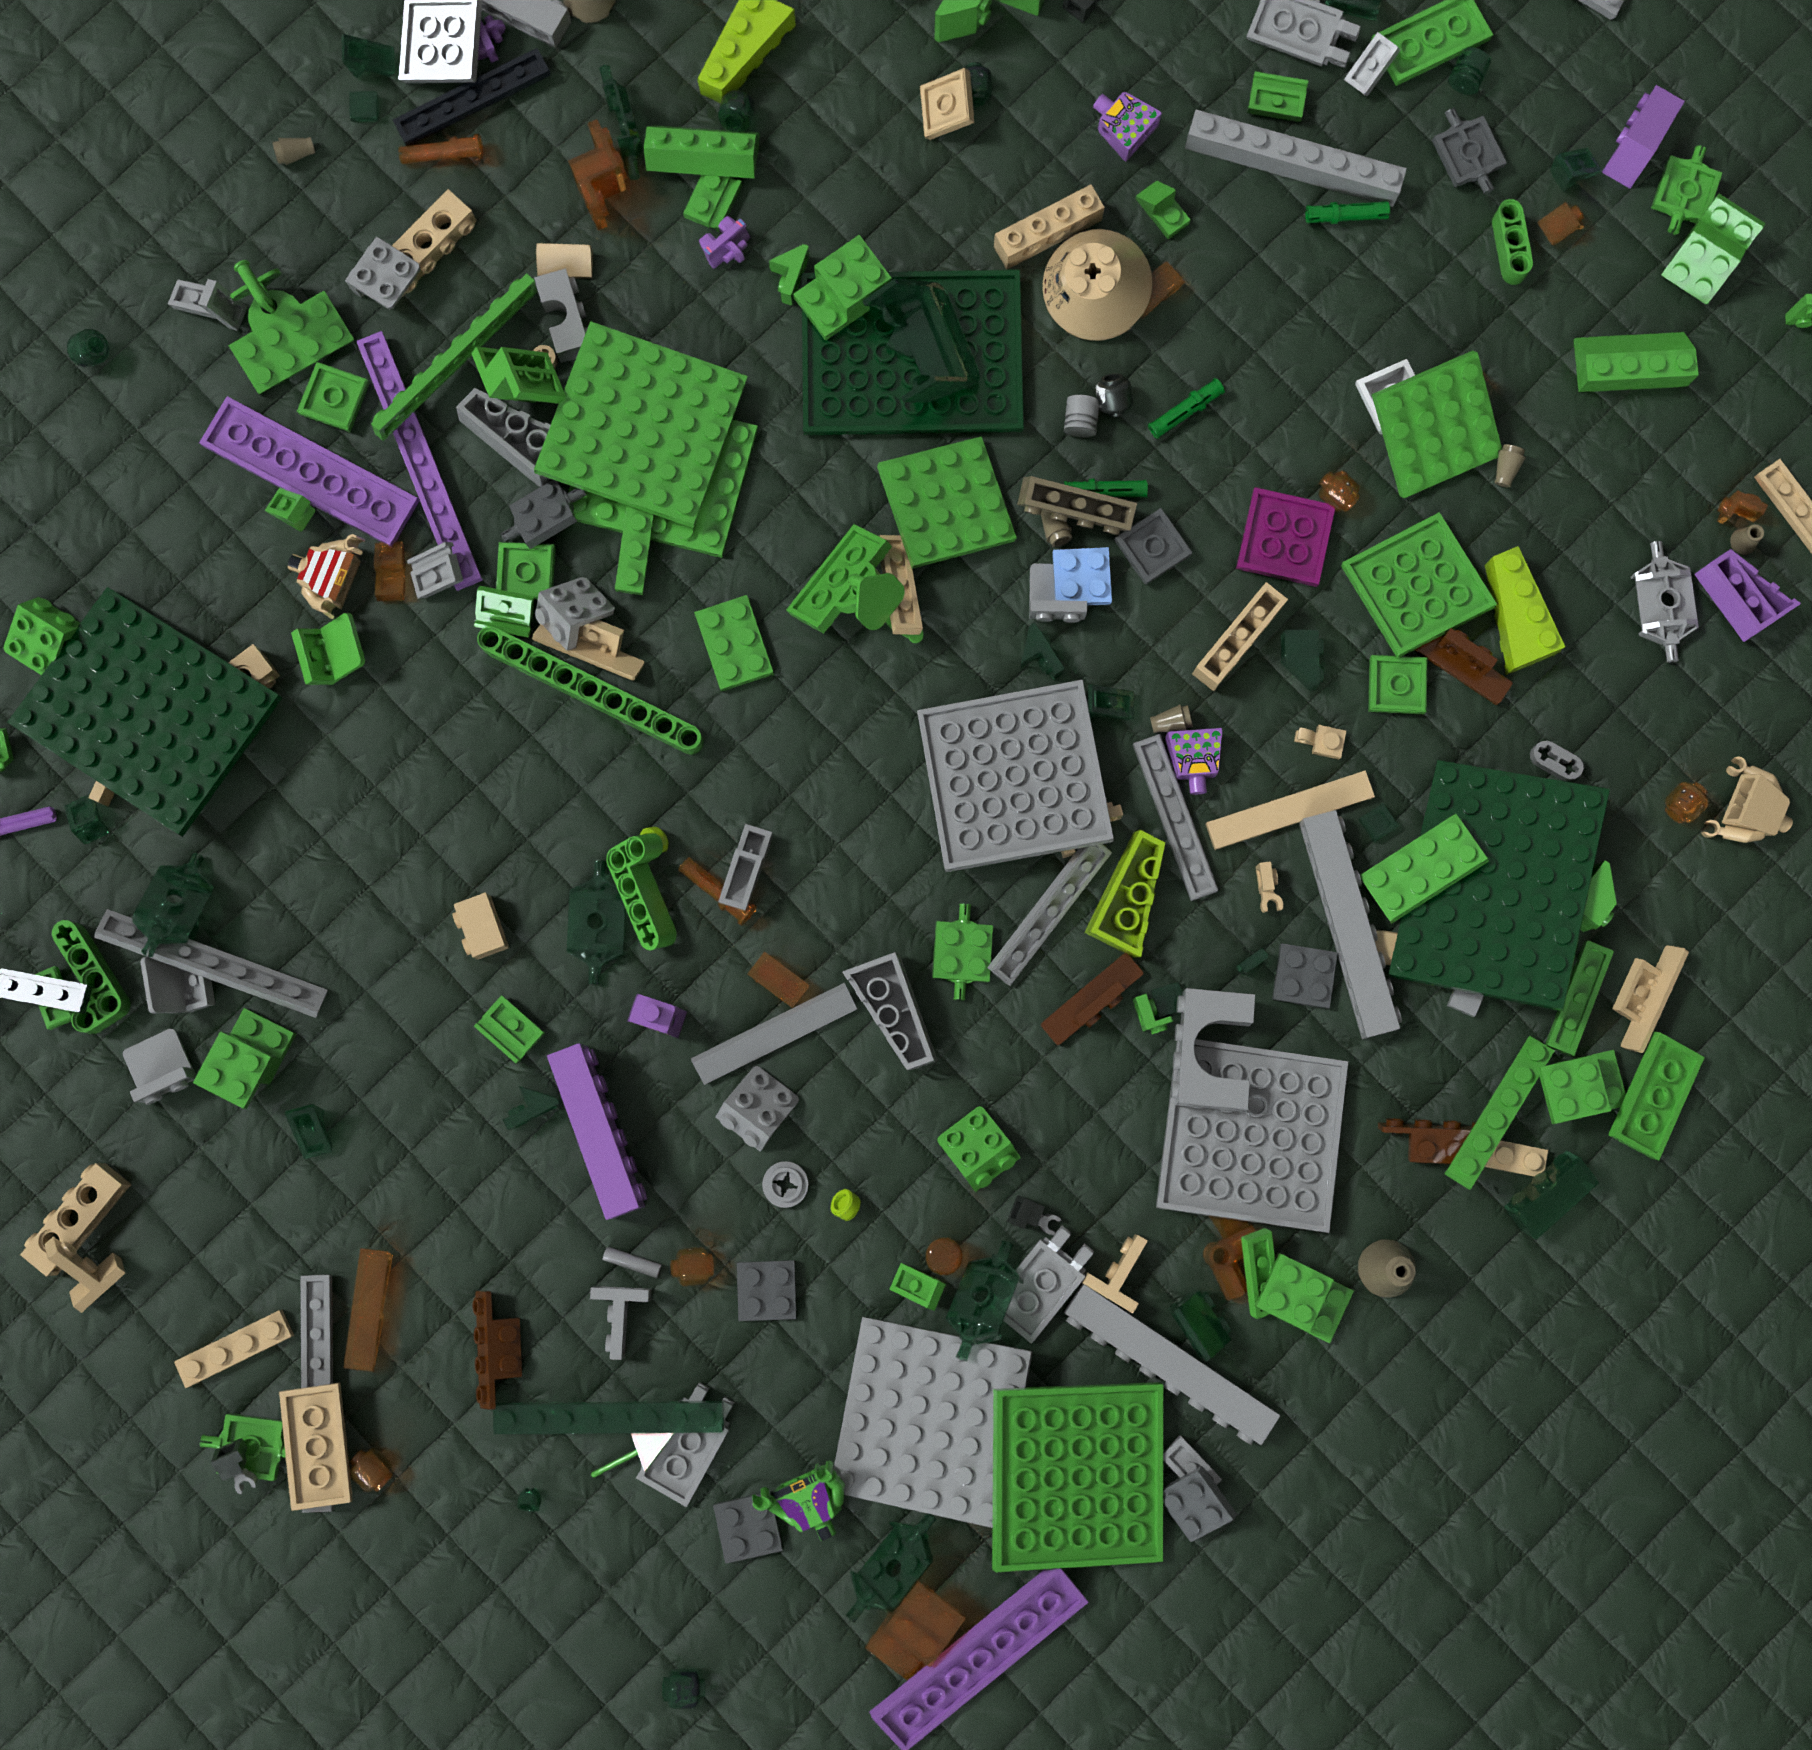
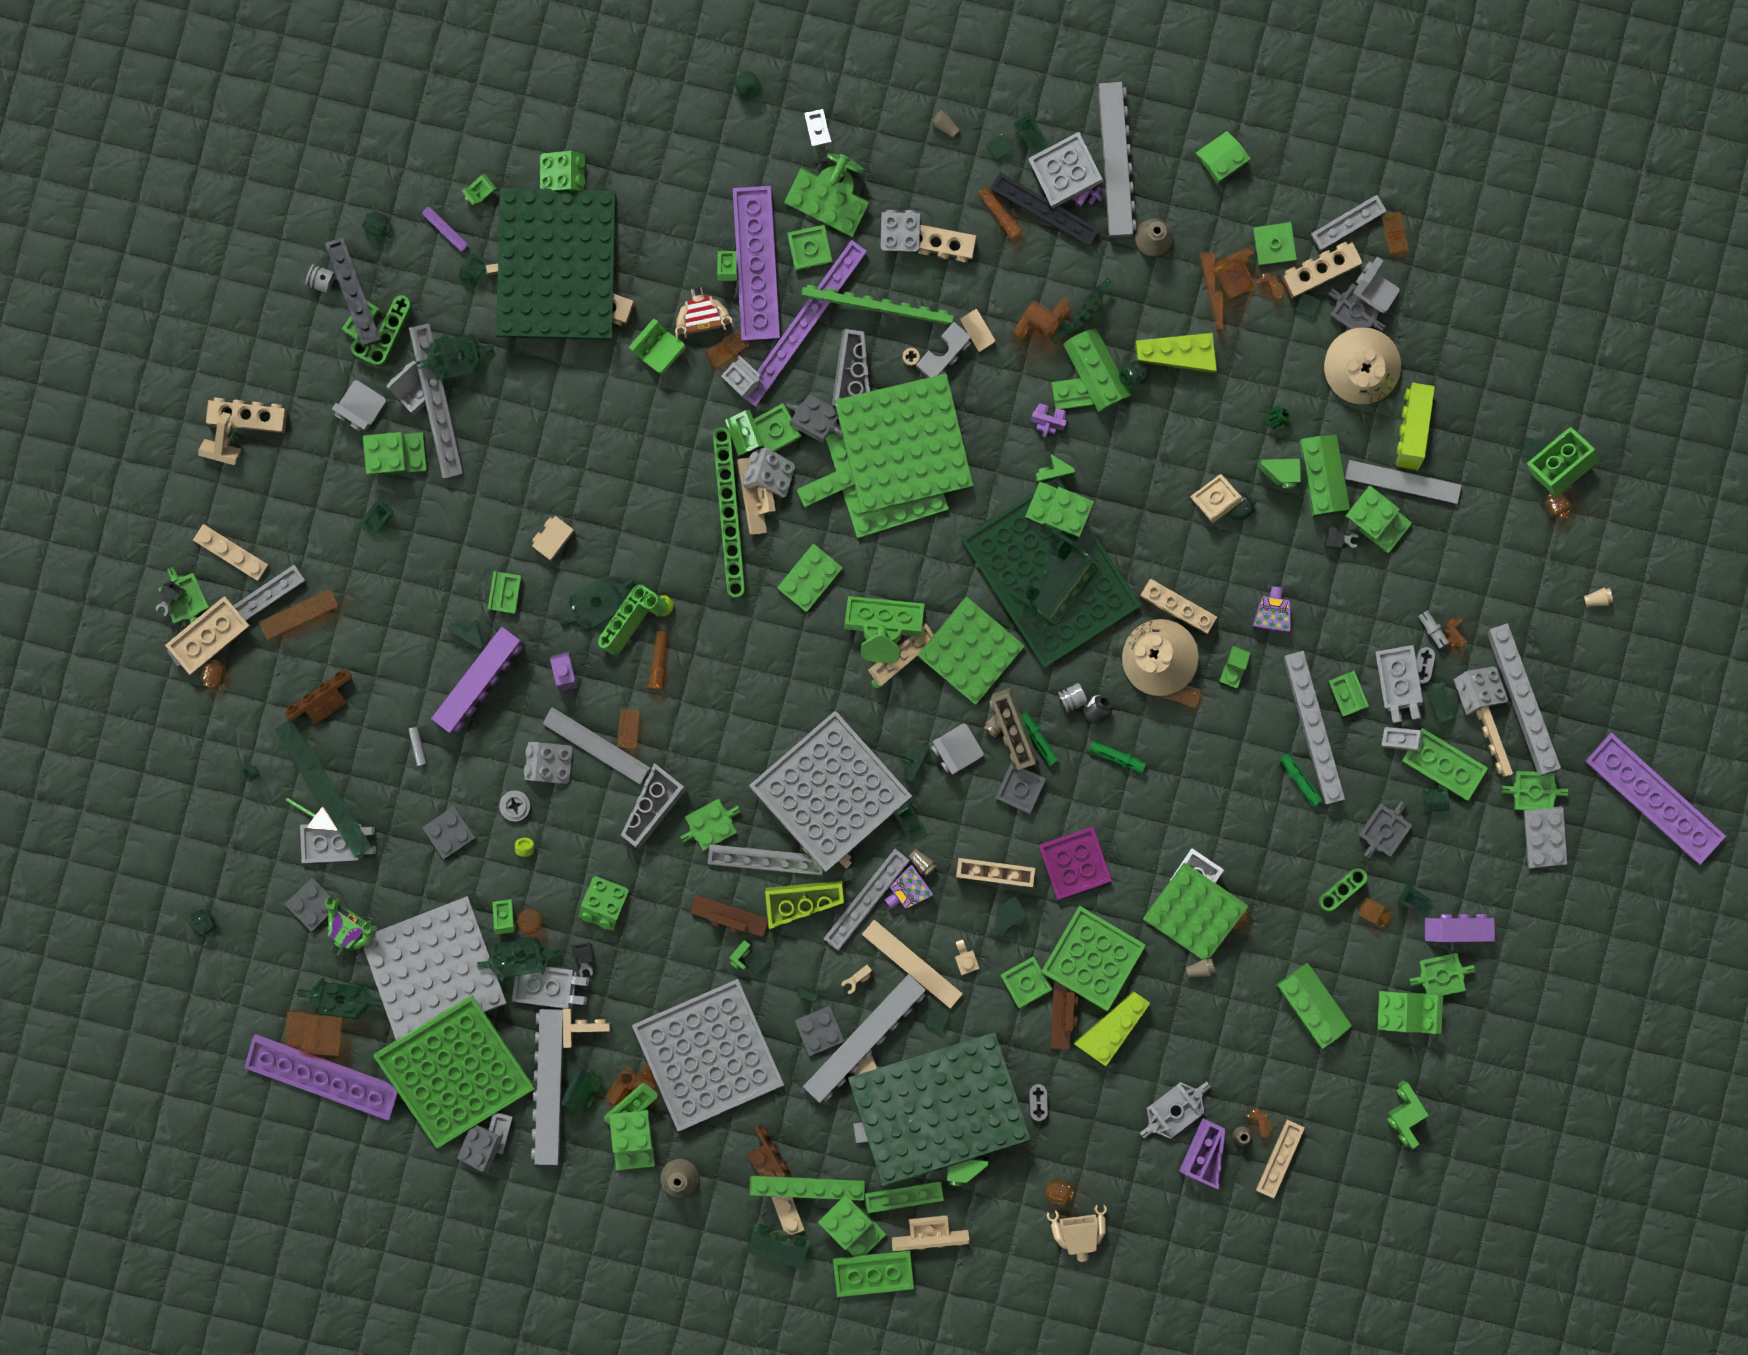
camera: 60 degrees right, 5 degrees up
(518, 375) = (886, 353): bright green bracket -> none
(617, 1314) = (384, 756): light grey bracket -> none
(692, 1266) = (436, 782): clear orange head -> none
(746, 867) = (680, 669): light grey slope -> none
(1082, 575) = (974, 757): light blue plate -> none
(1193, 1084) = (758, 981): light grey arch -> none
(1339, 490) = (1122, 877): clear orange head -> none
(1424, 868) = (921, 1061): bright green plate -> none

